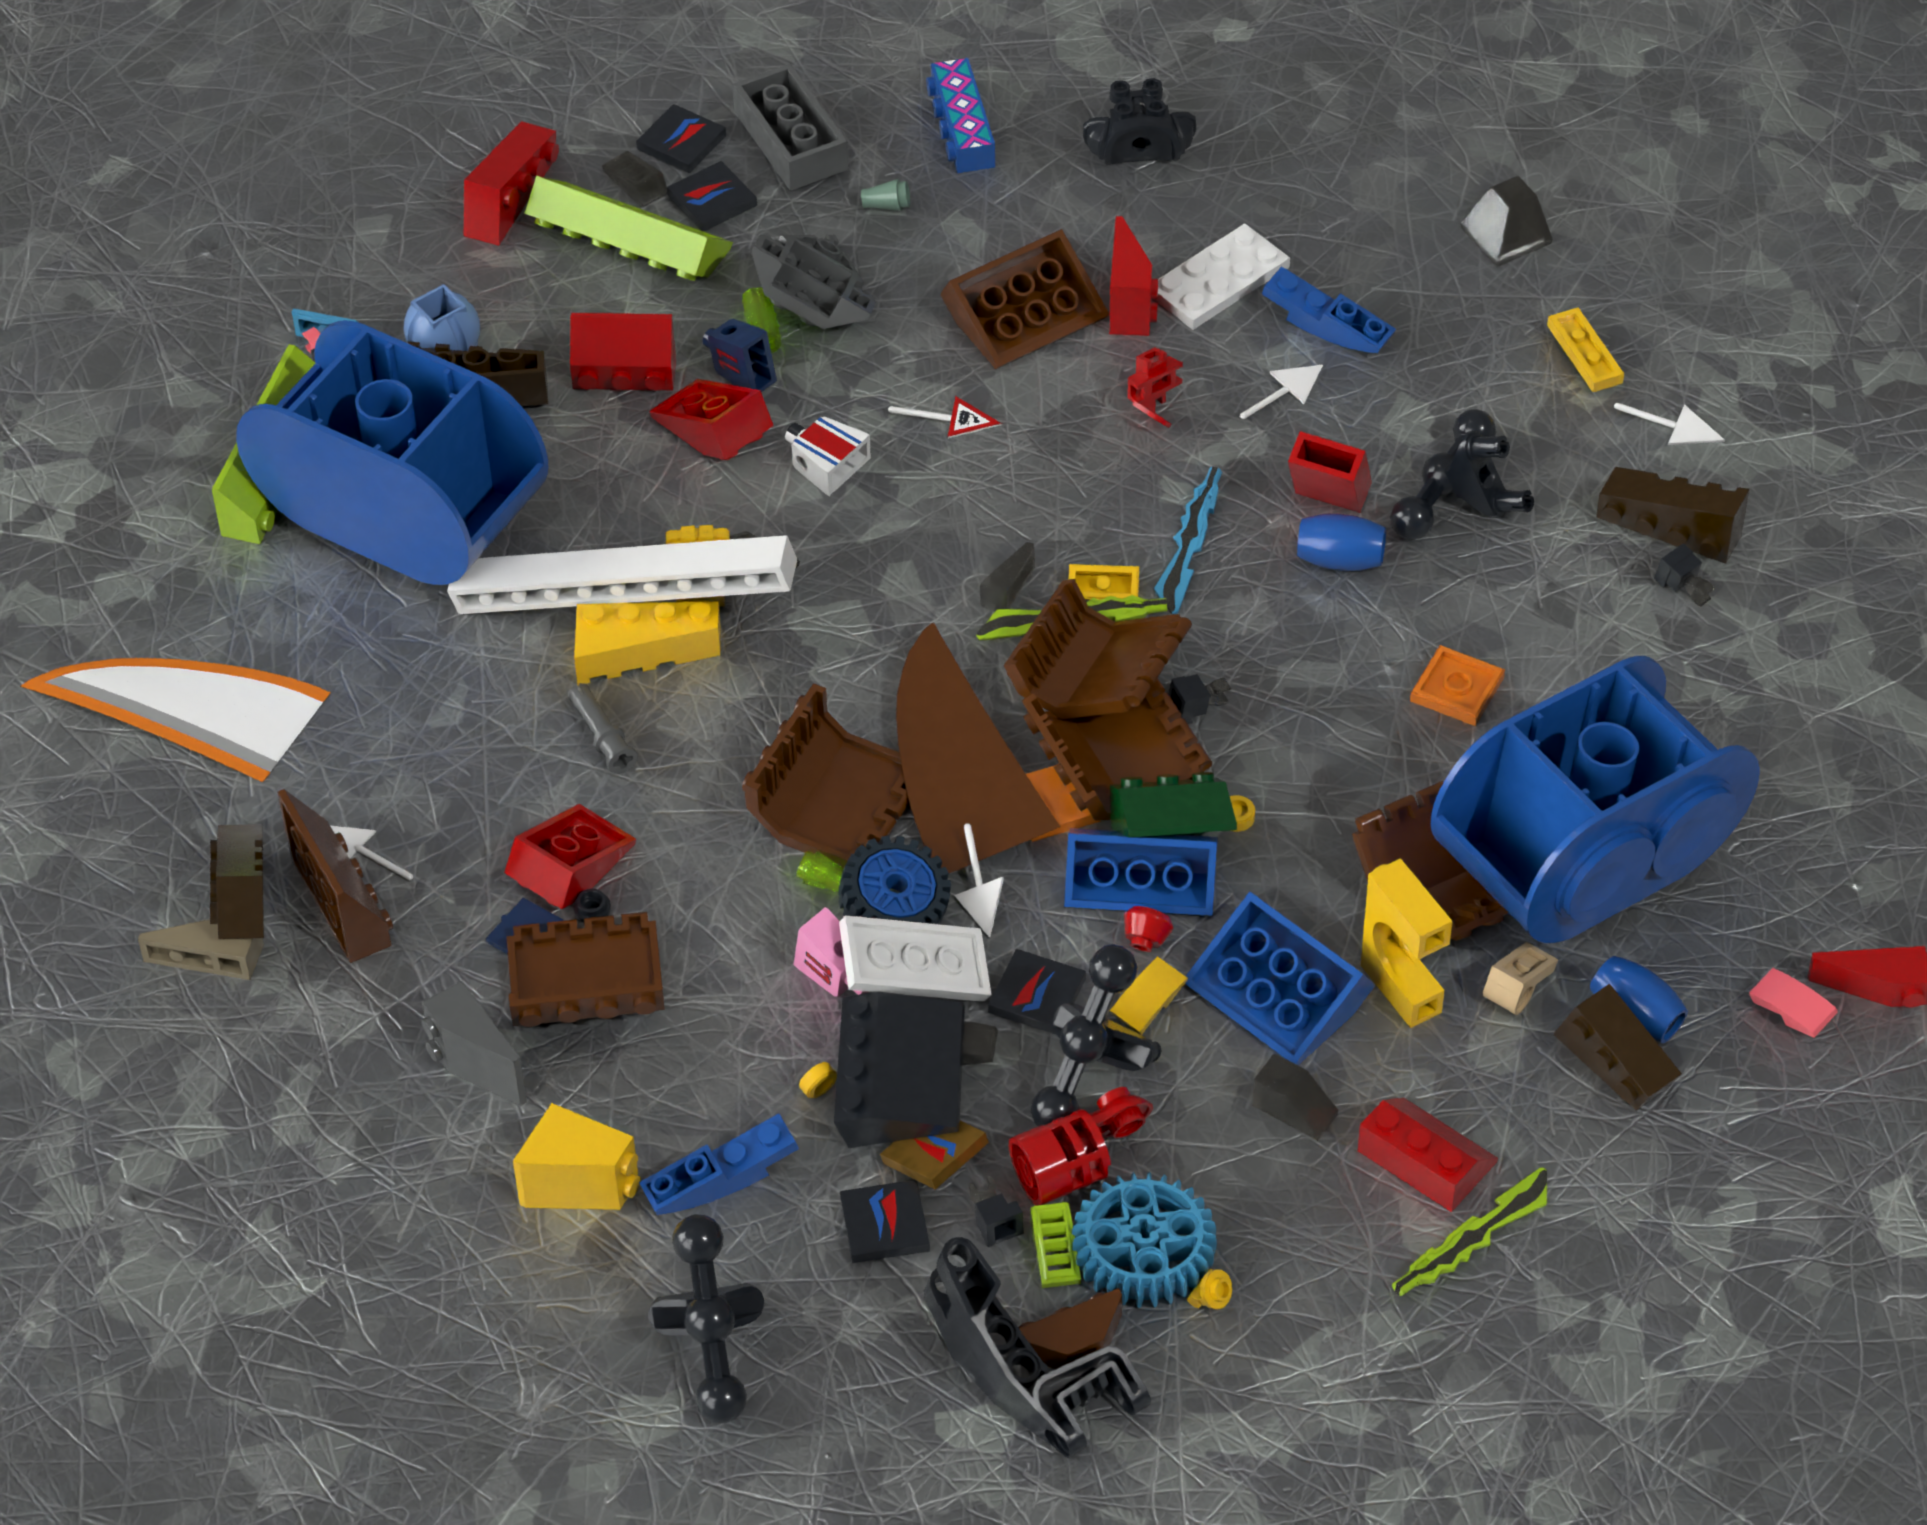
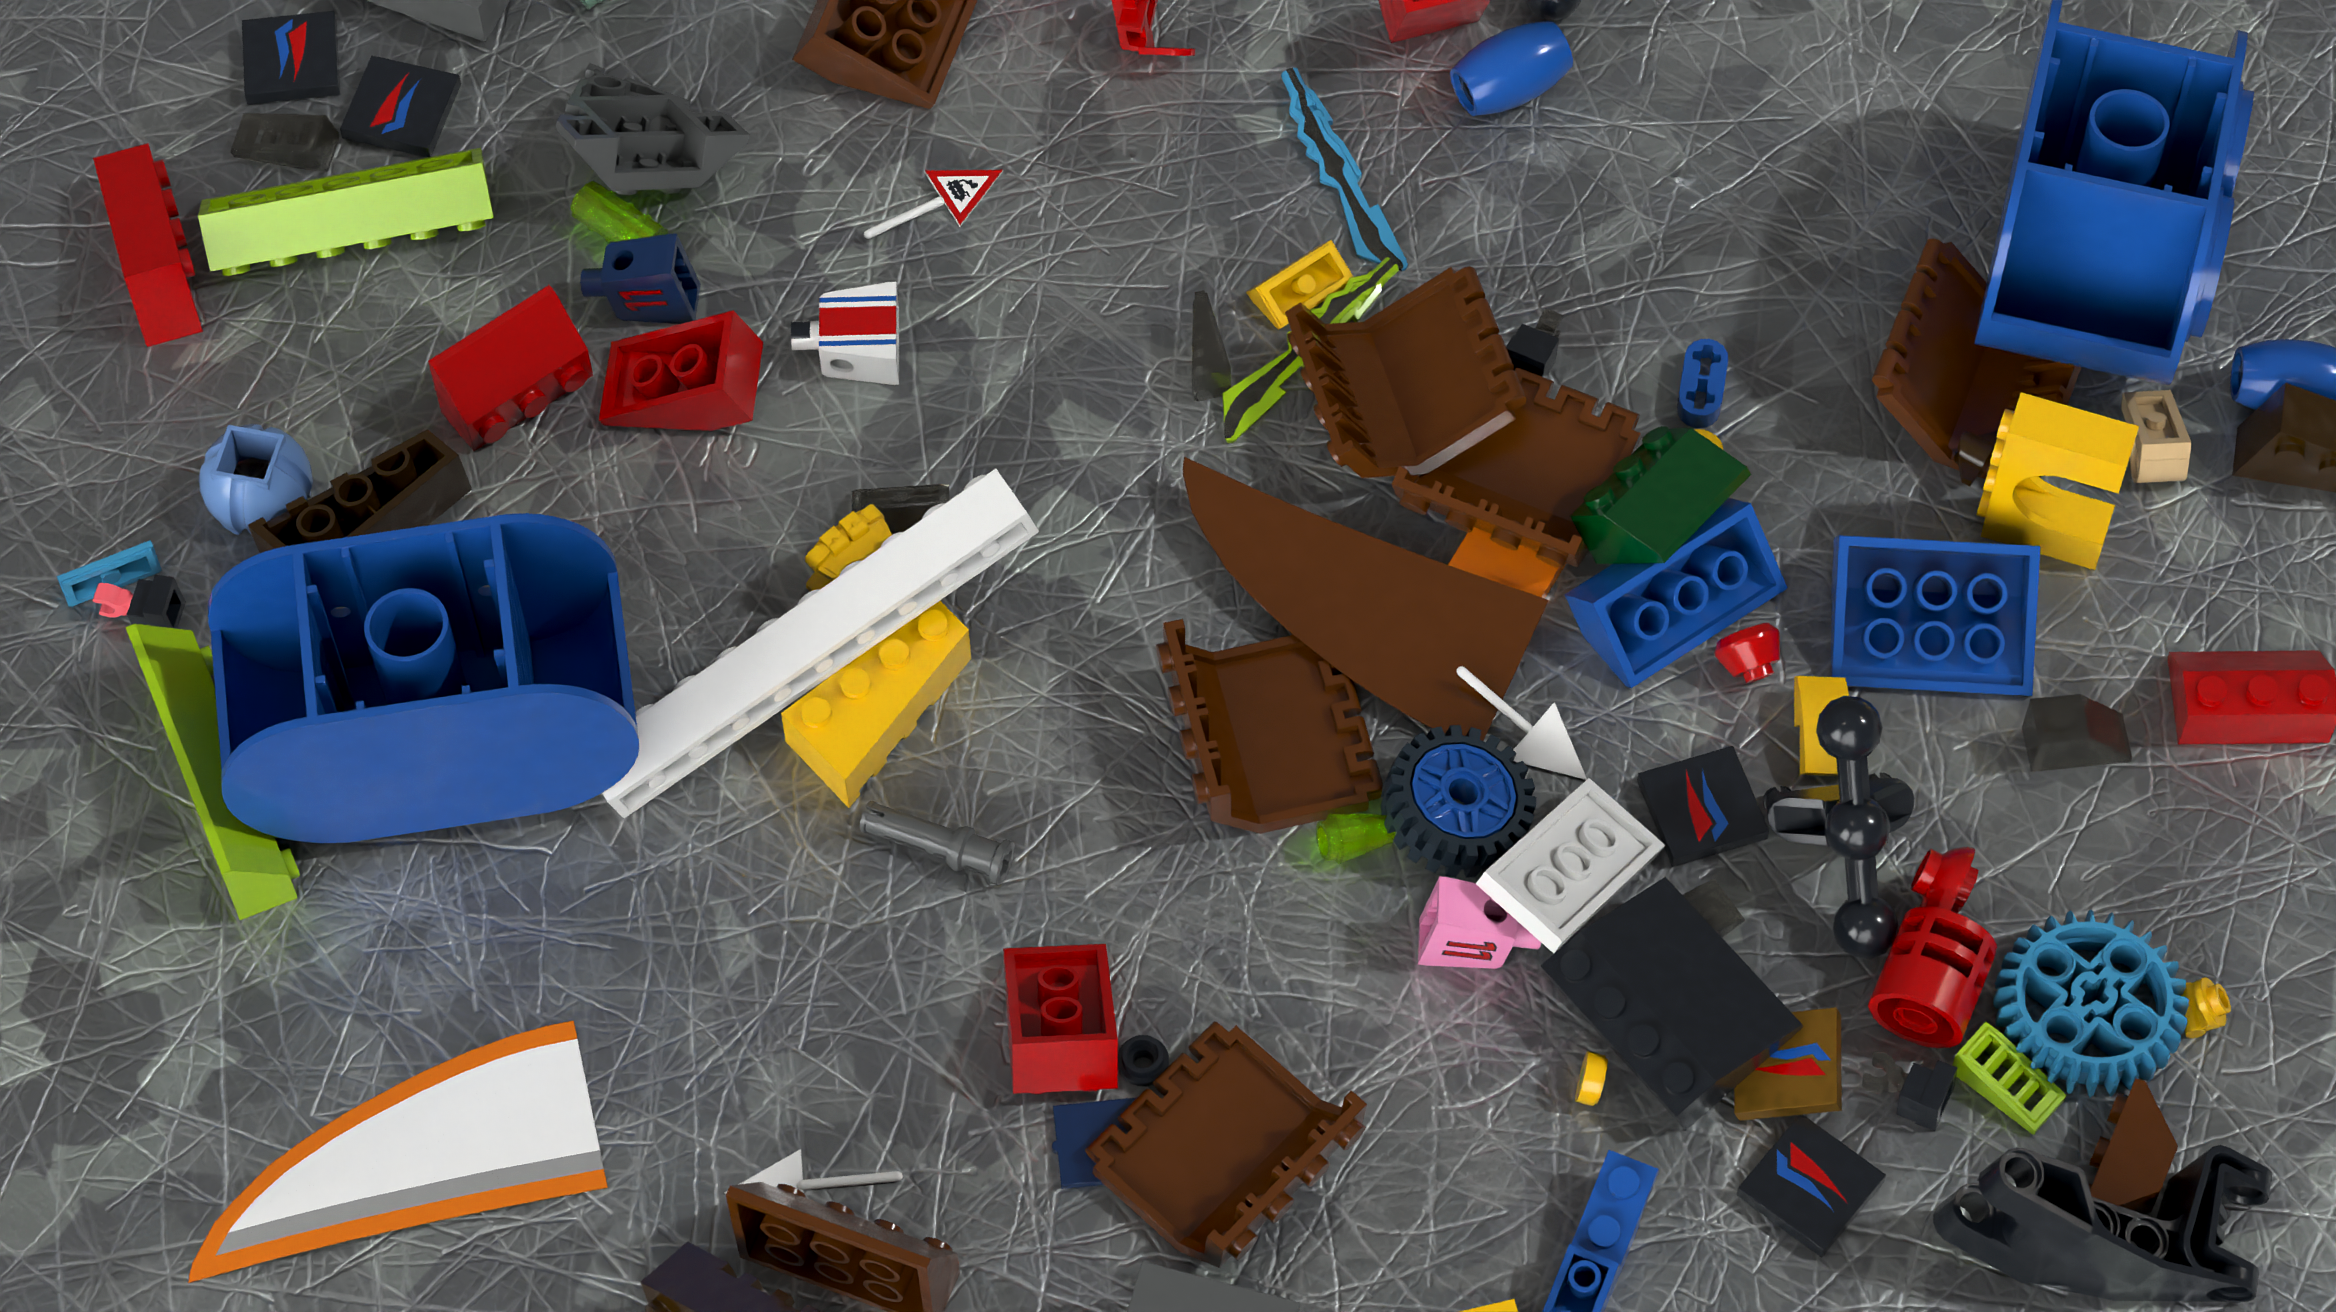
camera: 40 degrees left, 10 degrees up
(1275, 774) = (1693, 381): none -> blue beam
(1457, 685) = (1771, 152): orange tile -> none

